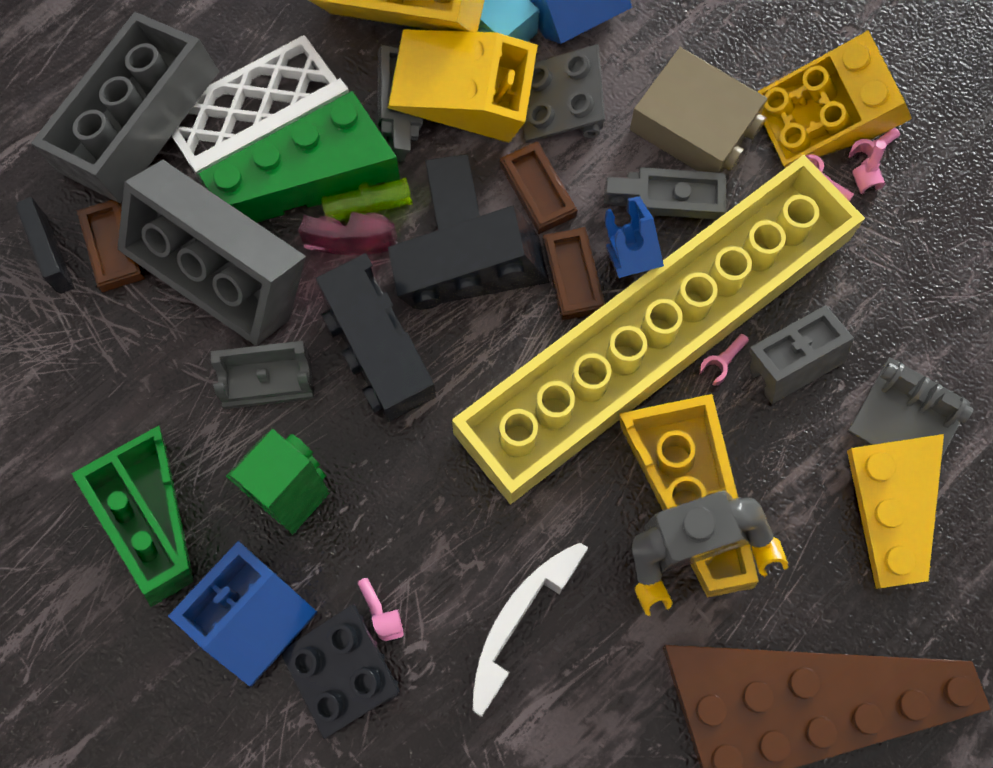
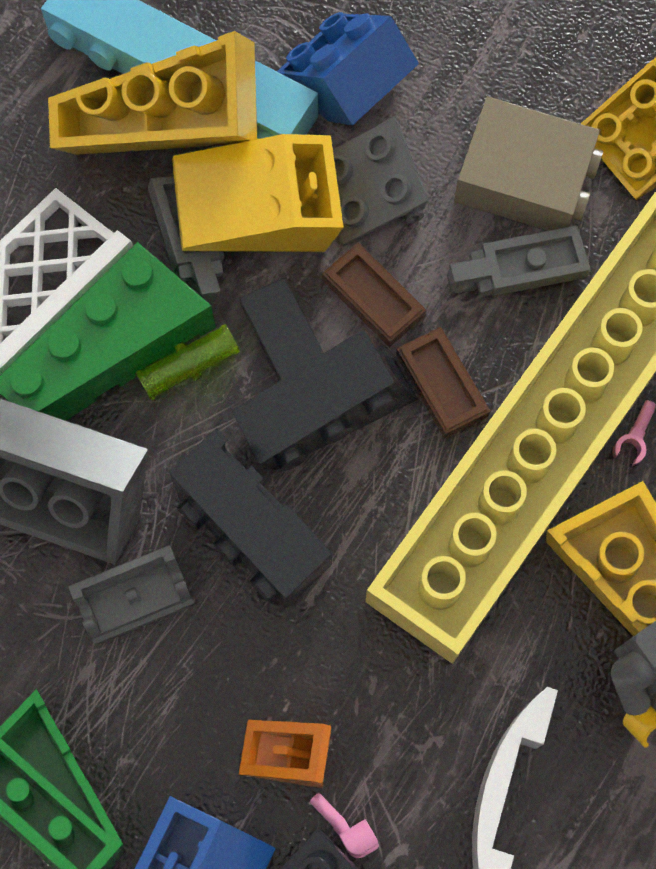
camera: 15 degrees left, 0 degrees up
(281, 479) = (188, 708): green wedge -> none
(351, 537) = (286, 752): none -> orange slope
(362, 235) = (197, 402): clear pink slope -> none
(636, 244) = (506, 332): blue hinge -> none

